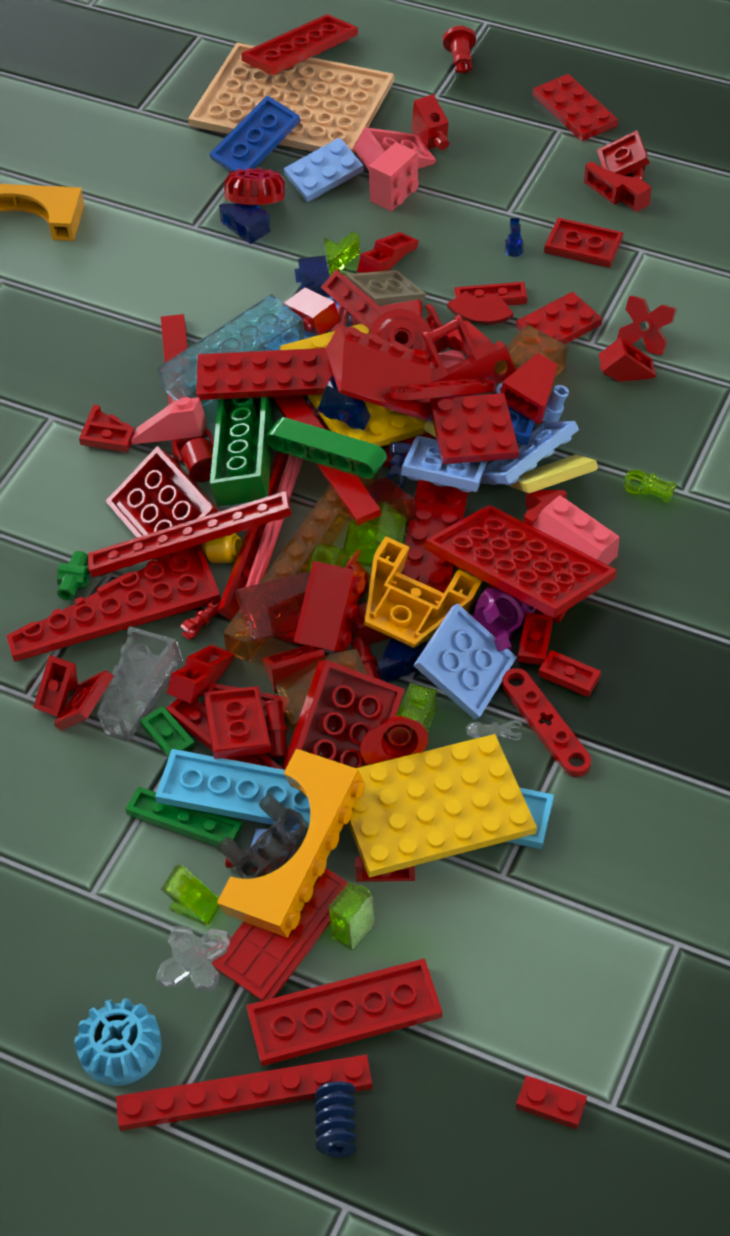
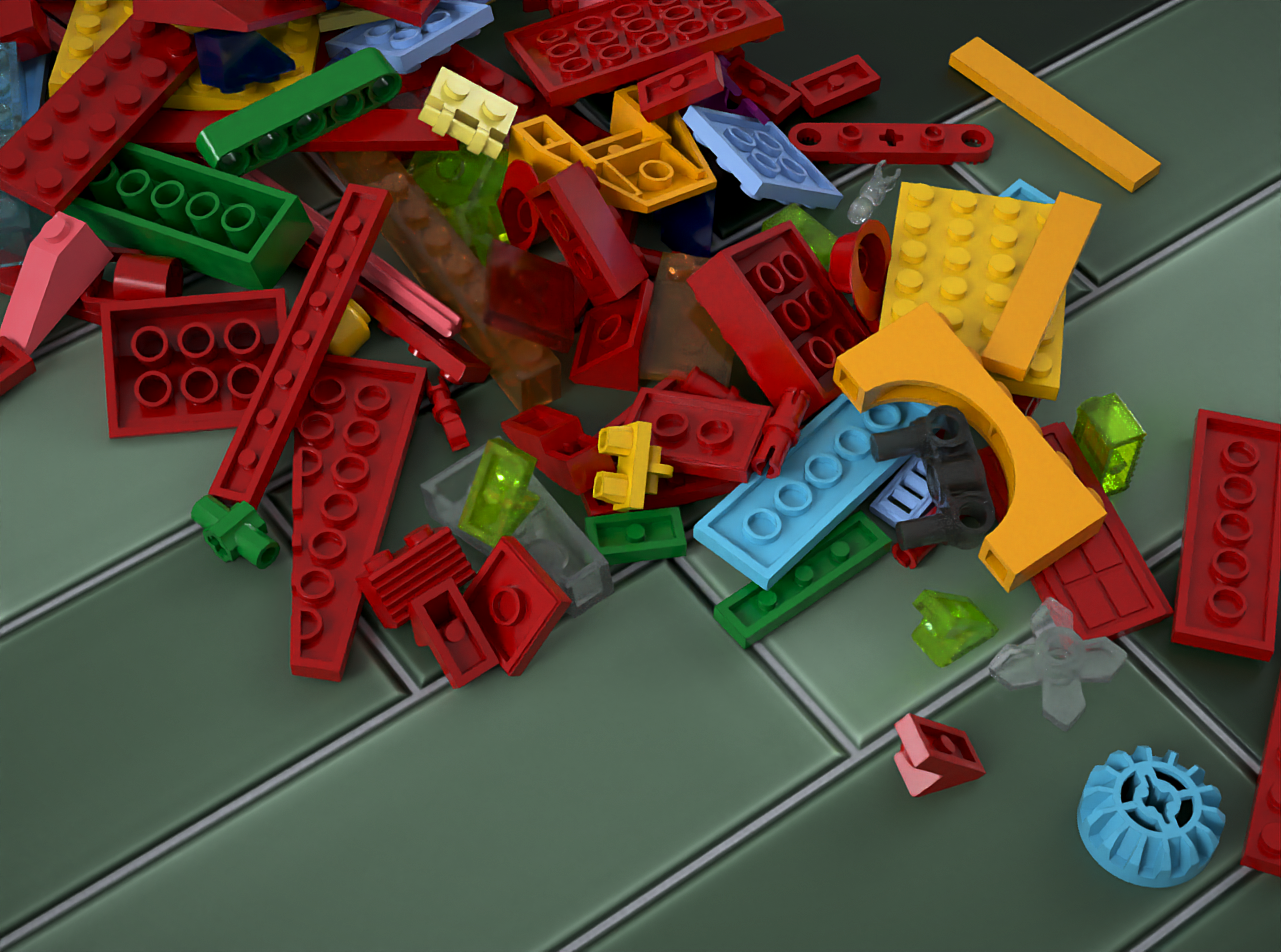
camera: 65 degrees left, 0 degrees up
(88, 654) = (419, 565): none -> red brick
(99, 923) = (934, 756): none -> red slope
(129, 656) = (499, 493): none -> clear neon green slope
(179, 708) = (636, 468): none -> yellow hips
(250, 755) = (781, 432): none -> red pin
(381, 510) = (468, 113): none -> light yellow plate
(442, 829) = (1040, 287): none -> light orange tile
(465, 592) = (680, 86): none -> red plate
(635, 794) = (1055, 114): none -> light orange tile

